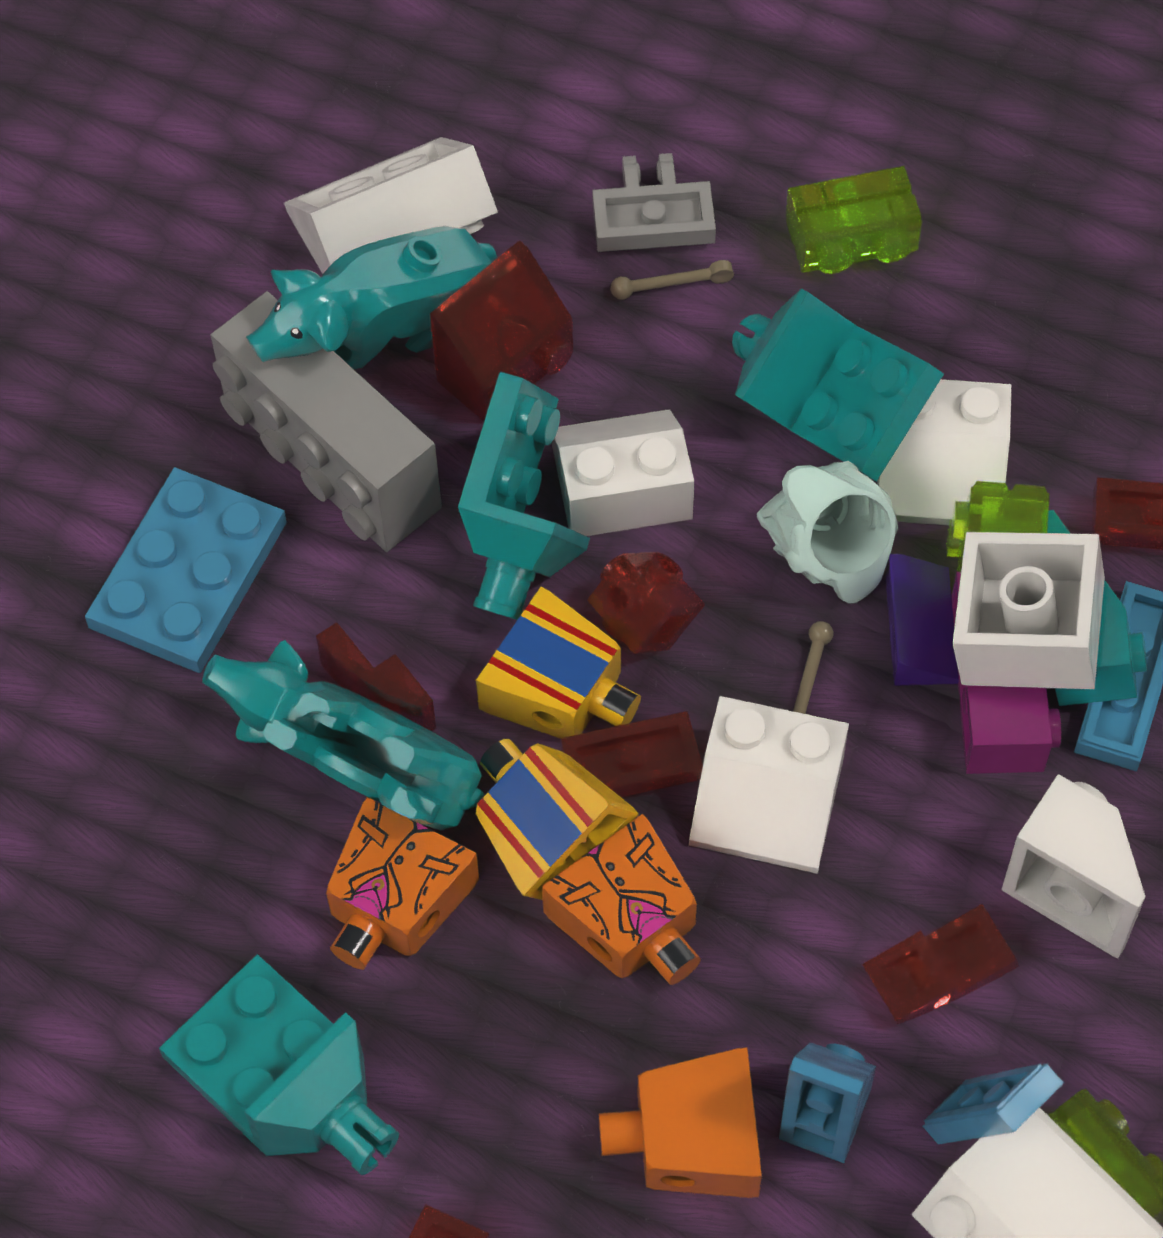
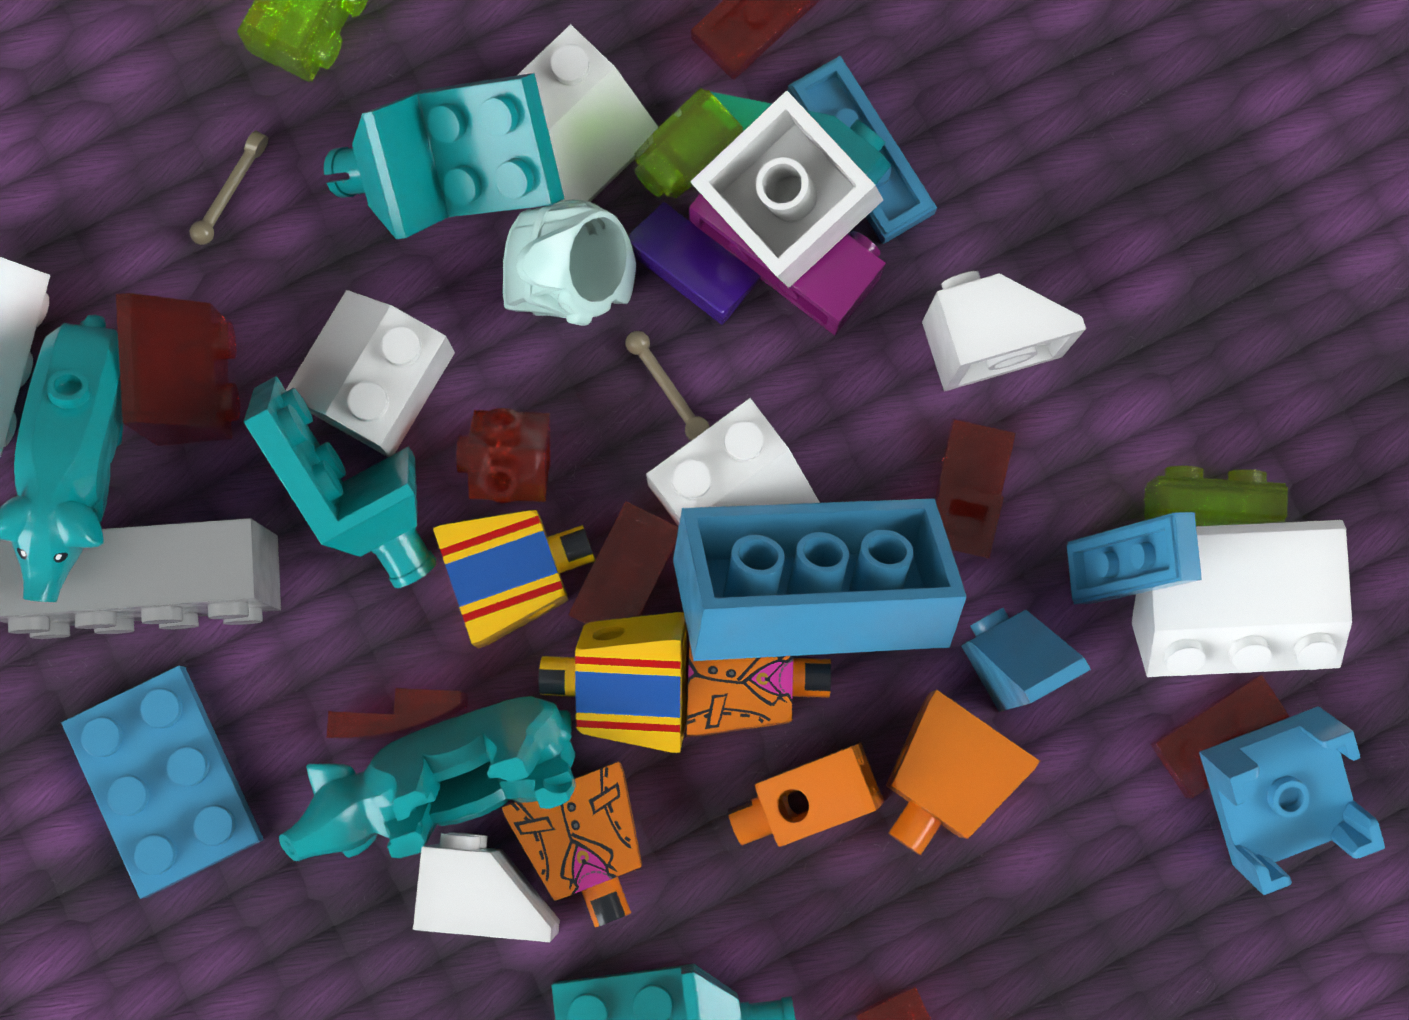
camera: 55 degrees left, 20 degrees up
(285, 828) = (478, 893): none -> white slope
(579, 1025) = (834, 785): none -> orange torso
(655, 213) = (158, 151): light grey hinge -> none
(750, 876) = (816, 579): none -> dark azure brick

